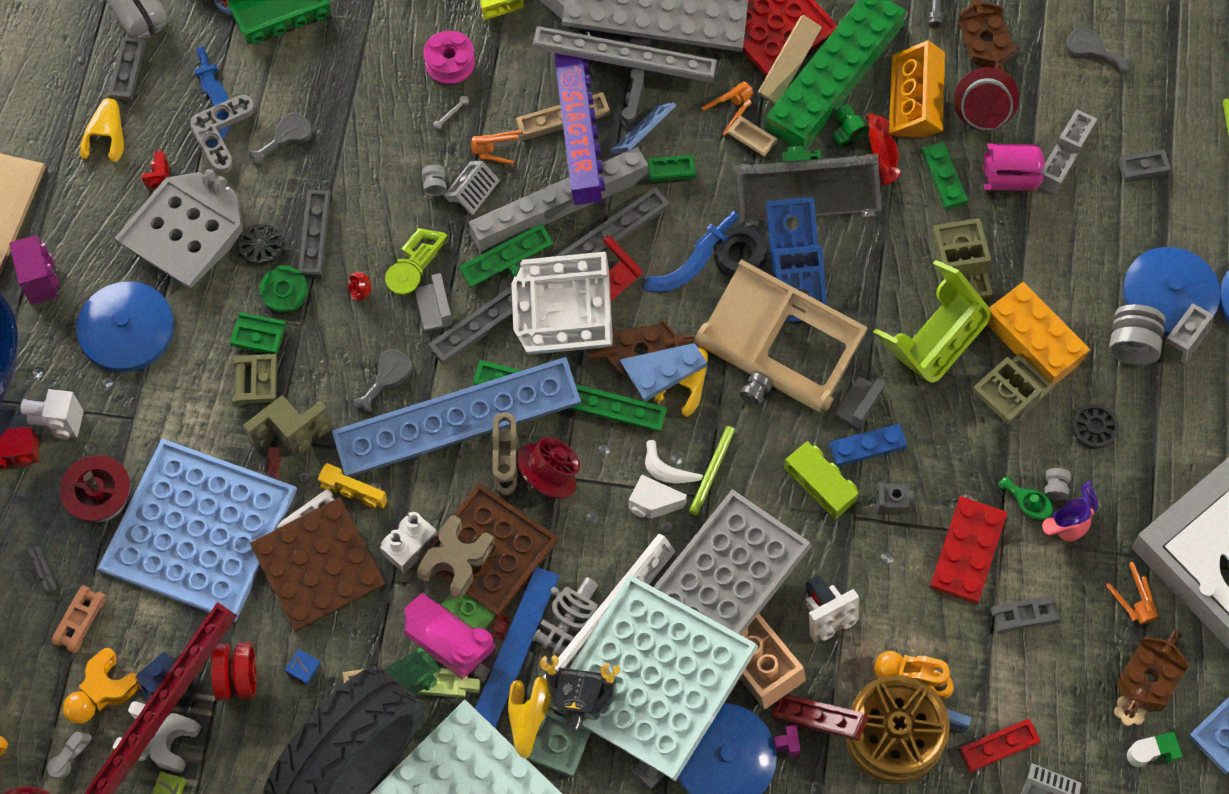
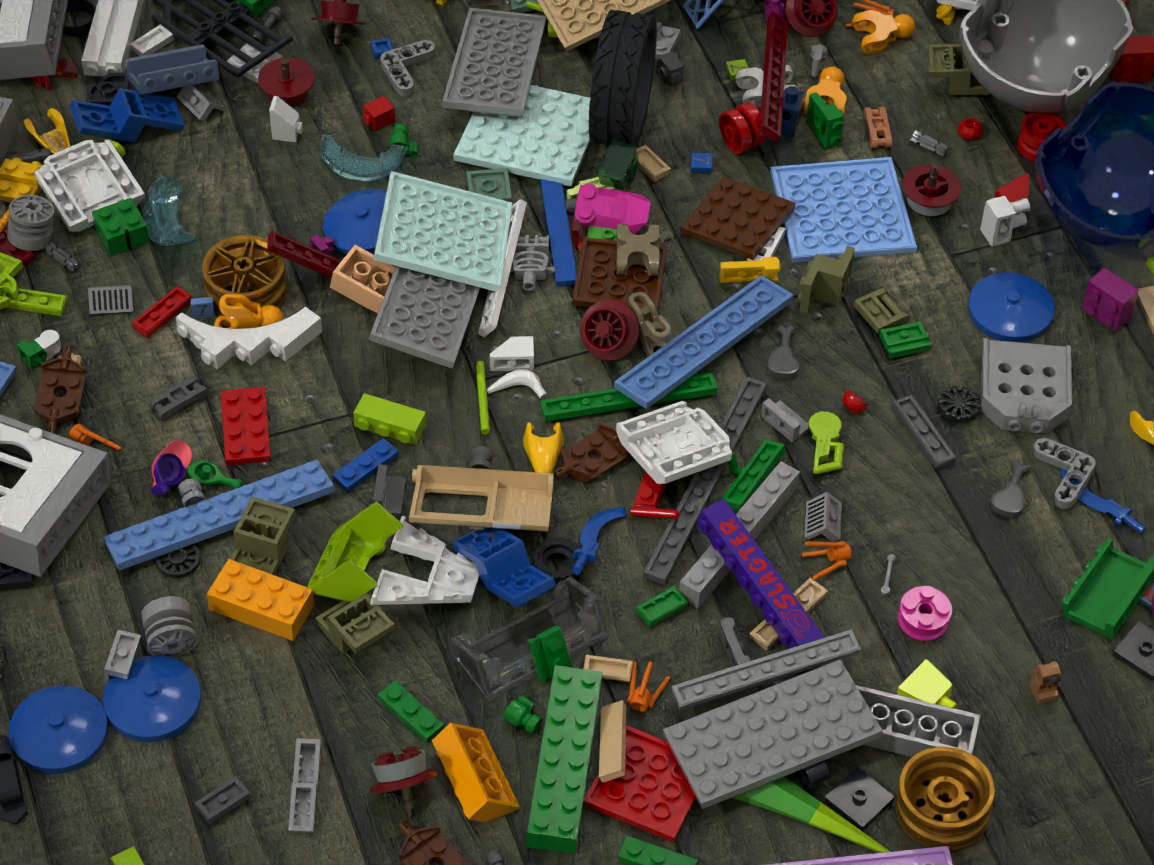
camera: 150 degrees right, 15 degrees down
(138, 631) = (825, 121): none -> green plate
(159, 173) = (1084, 417): red bracket -> none
(284, 289) = (912, 378): green tile -> none
(408, 541) = (681, 252): white brick -> none
(434, 183) = (857, 506): light grey wheel -> none
(527, 717) = (518, 185): yellow animal -> none
(580, 692) = (491, 200): black torso -> none
(643, 128) = (697, 623): medium blue window -> none
(663, 369) = (563, 434): medium blue wing -> none
(829, 609) = (336, 329): white plate -> none
(853, 268) = (450, 580): none -> white wing
(885, 147) = (468, 691): red piece -> none
(888, 504) = (324, 431): dark grey brick -> none
(888, 634) = (251, 344): none -> white arch
(1013, 167) = (347, 728): dark pink cylinder -> none
(1035, 449) = (214, 515): none -> medium blue plate

